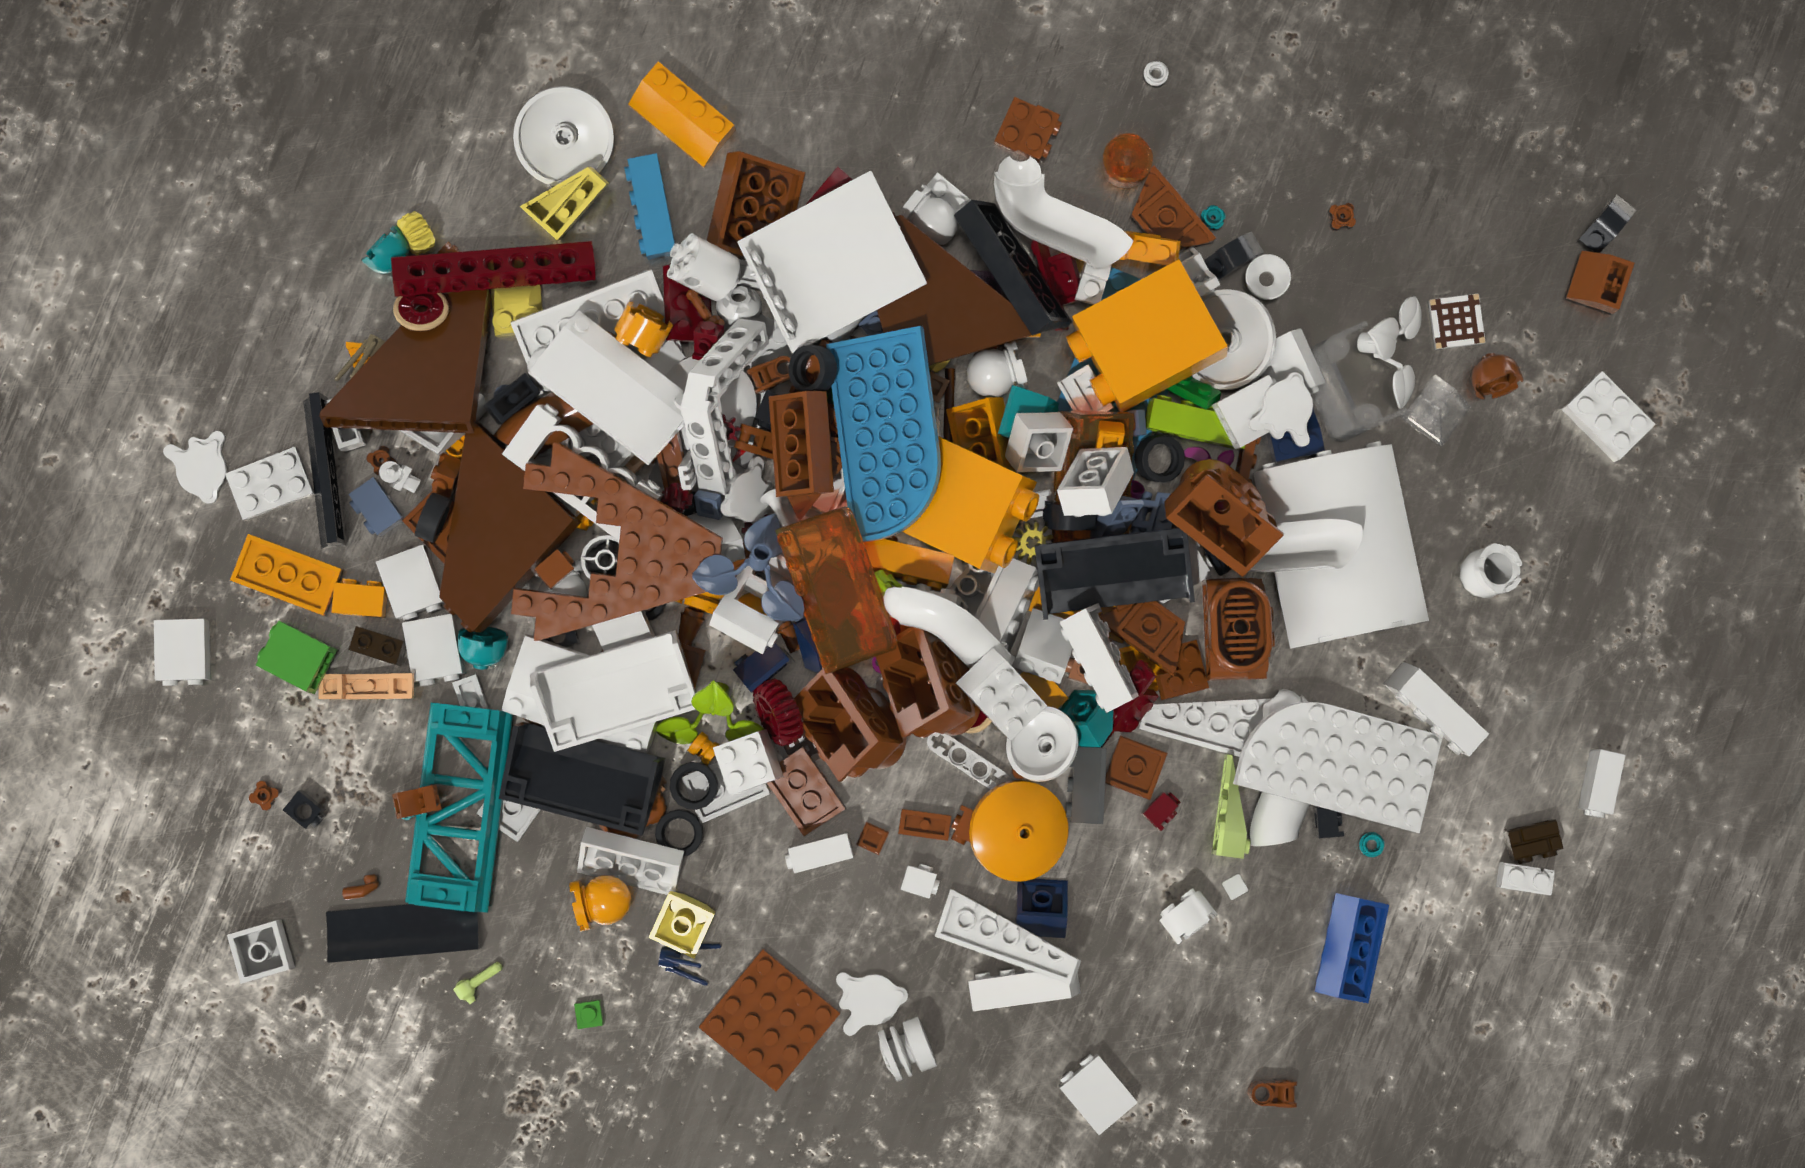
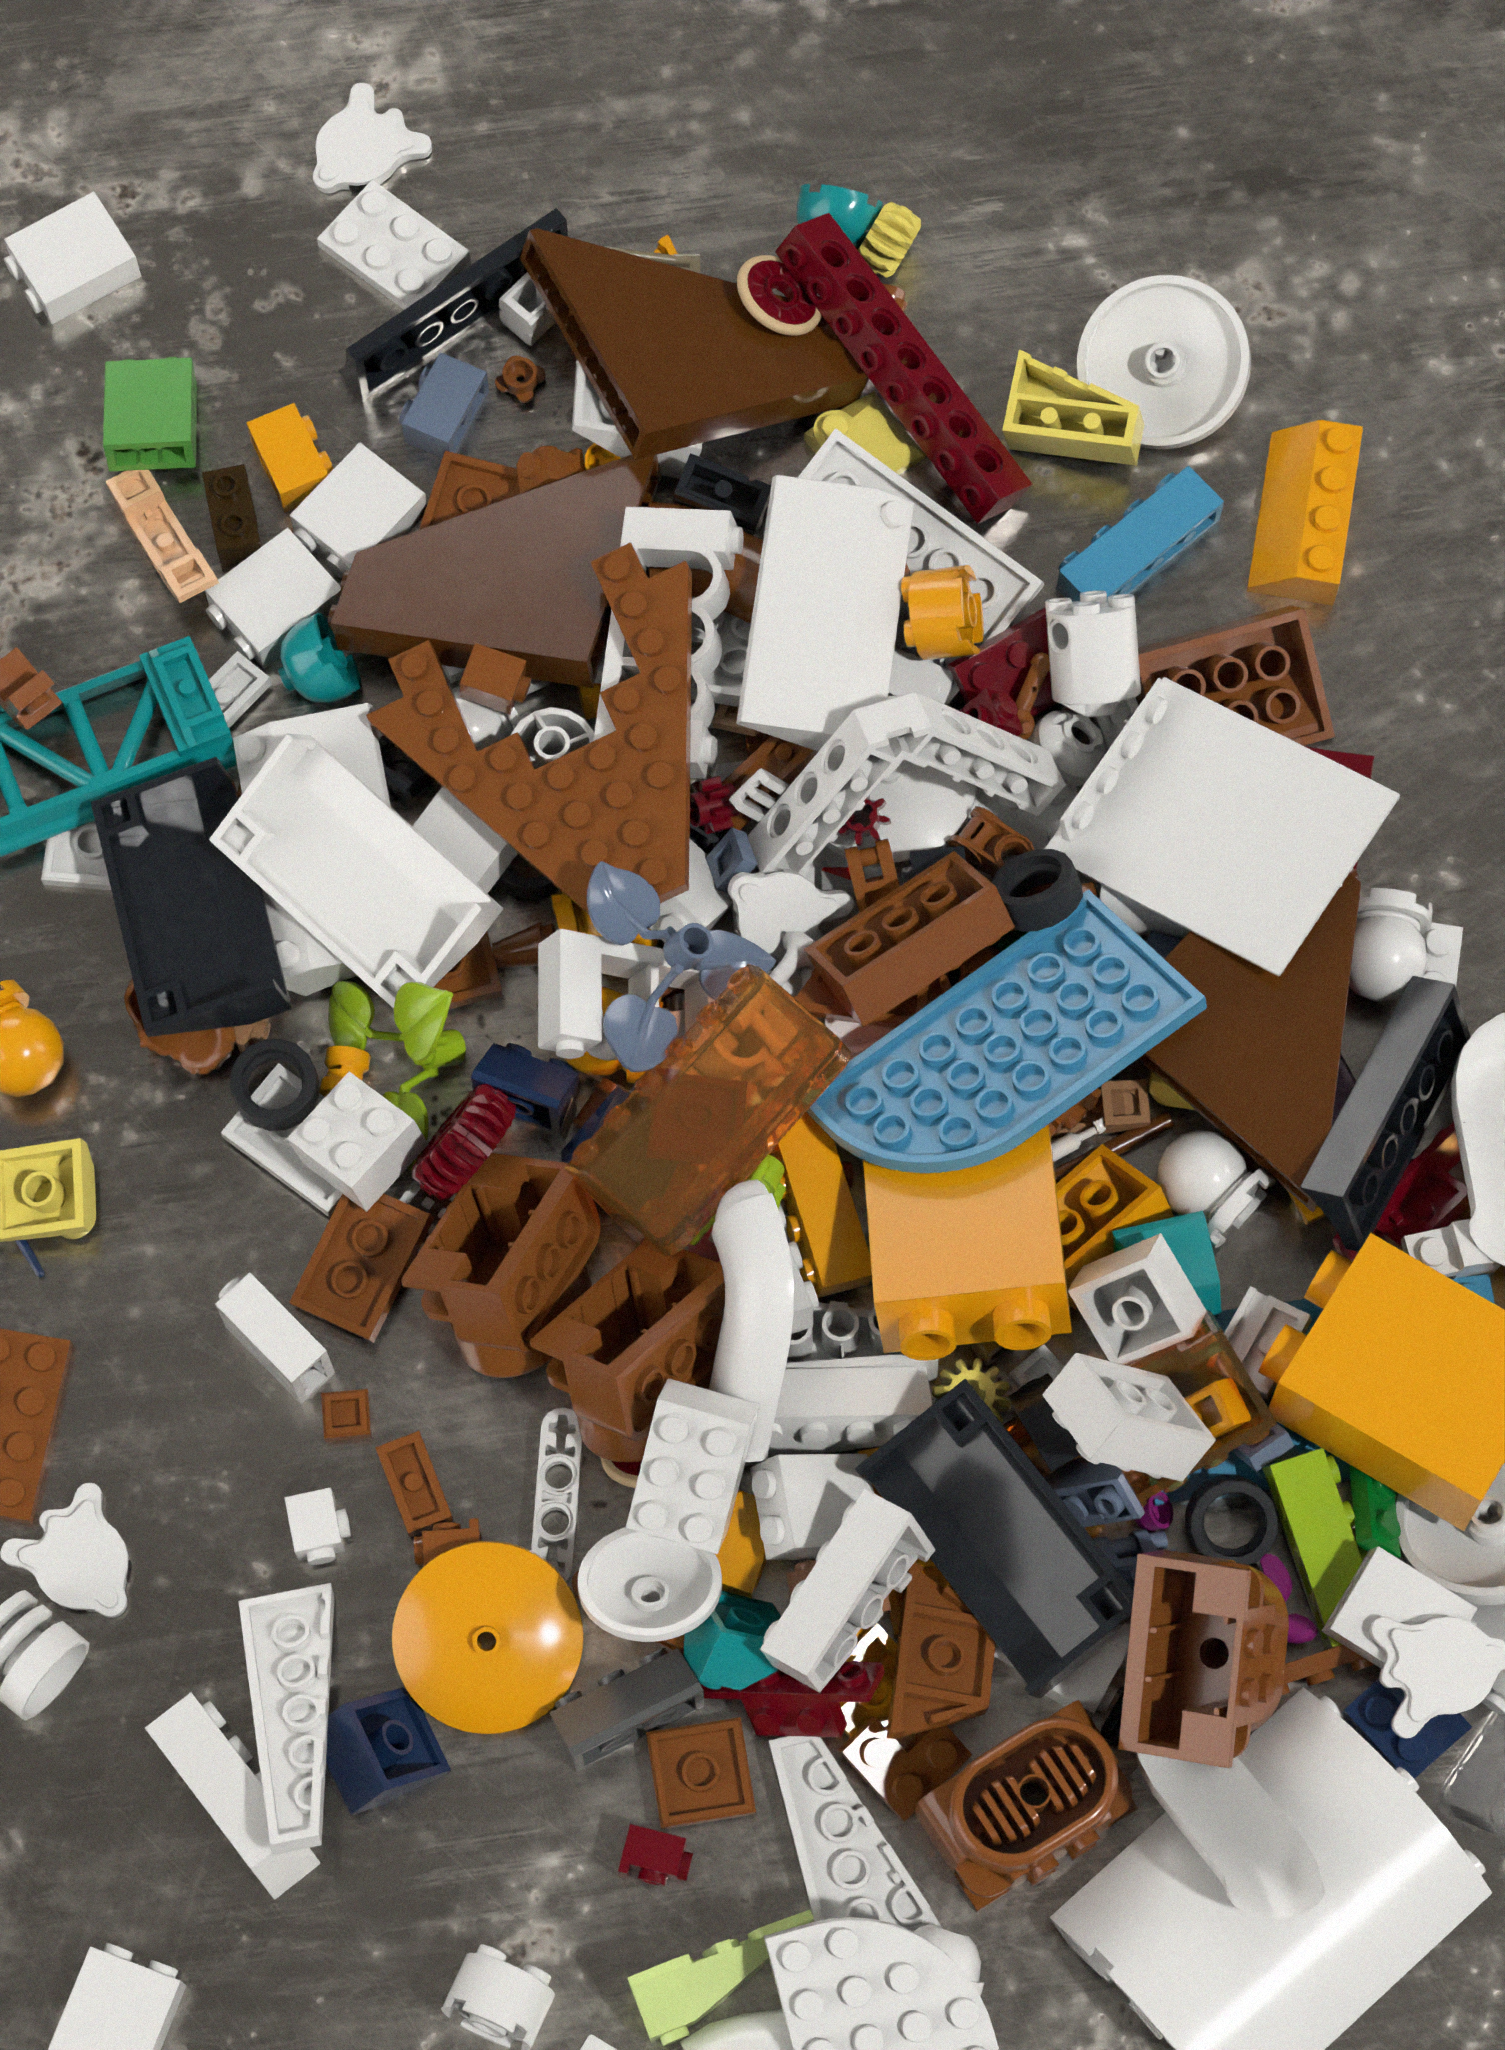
camera: 60 degrees right, 15 degrees down
(286, 574) = (268, 337): light orange plate -> none
(398, 476) = (508, 407): white hips -> none
(433, 517) = (472, 478): black tyre -> none
(630, 860) = (102, 1057): white slope -> none
(682, 814) = (175, 1079): black tyre -> none

